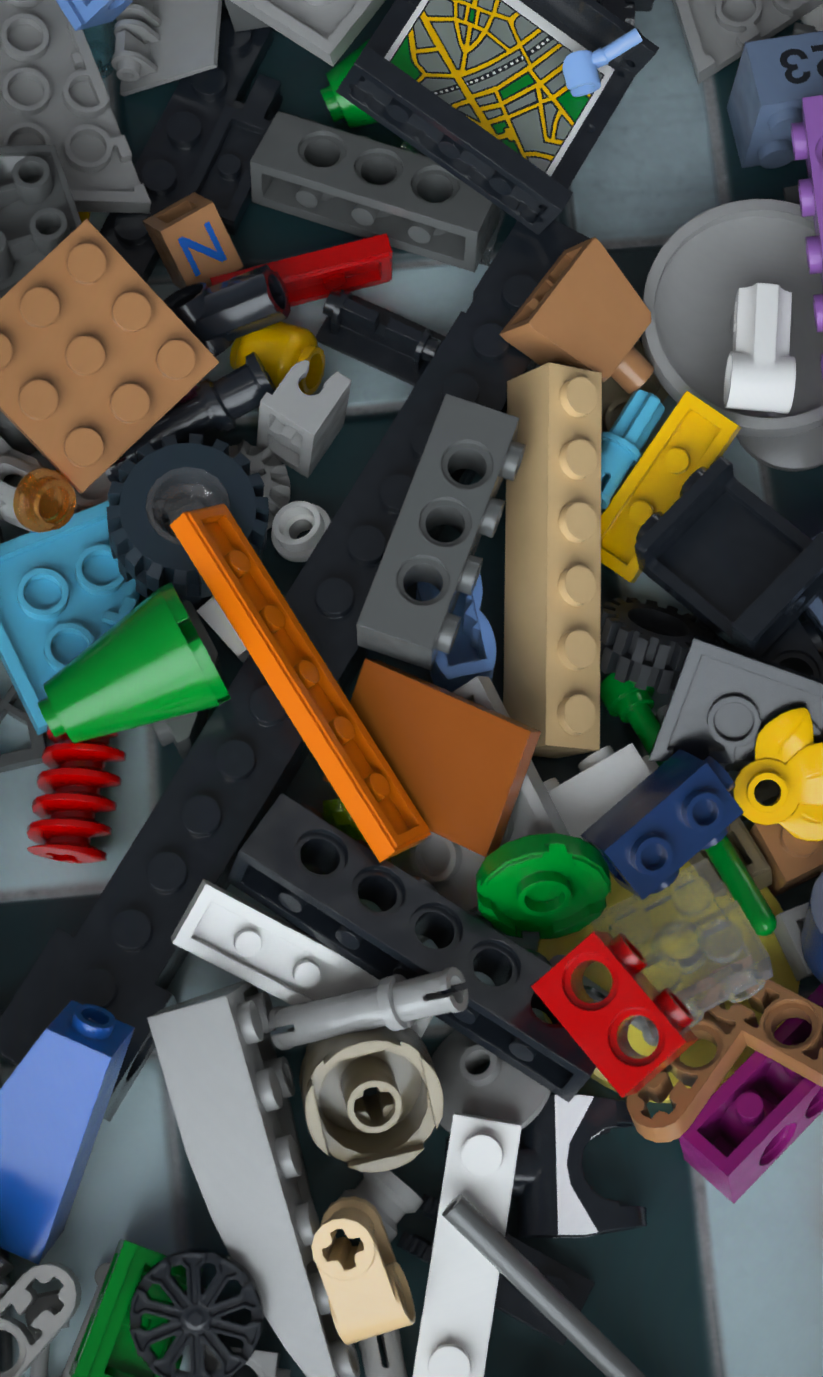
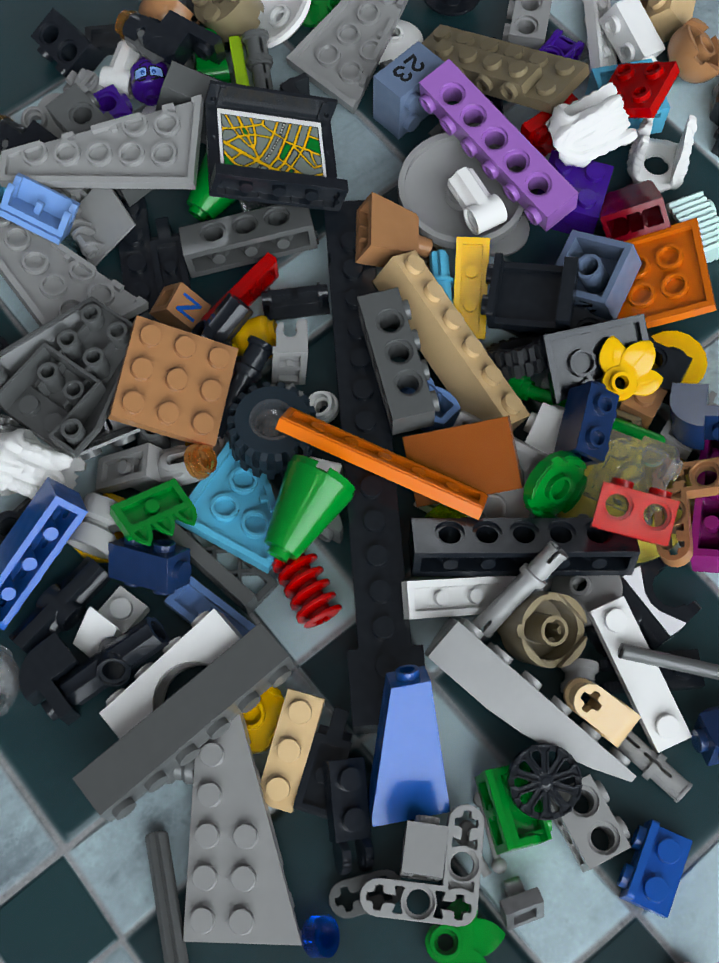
camera: 30 degrees left, 5 degrees down
(581, 66) = (309, 125): light blue hand -> none

